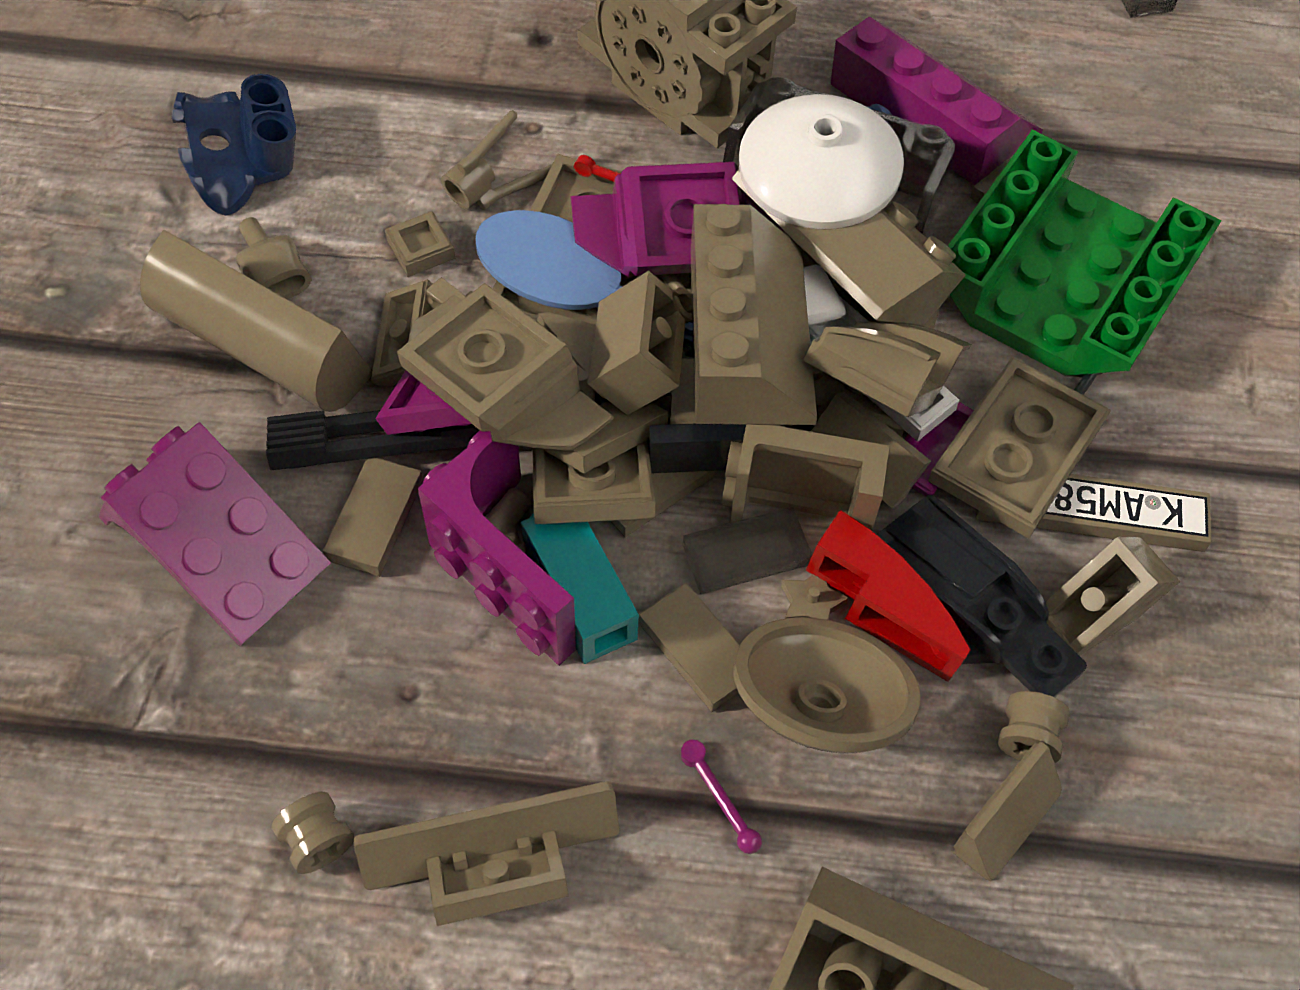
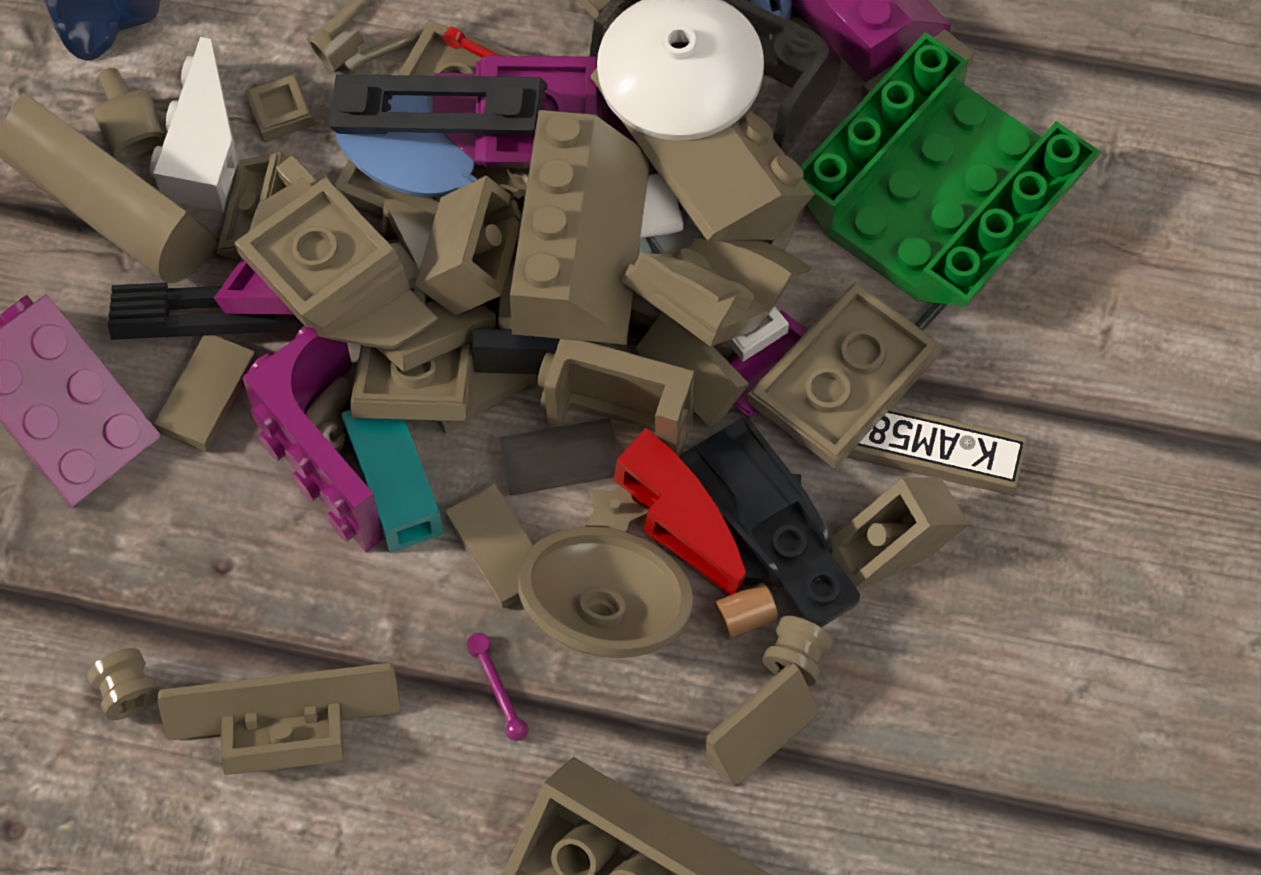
camera: 10 degrees right, 5 degrees up
(344, 272) = (199, 150): none -> white slope
(660, 213) = (509, 110): none -> black container
(969, 690) = (746, 610): none -> medium nougat hinge

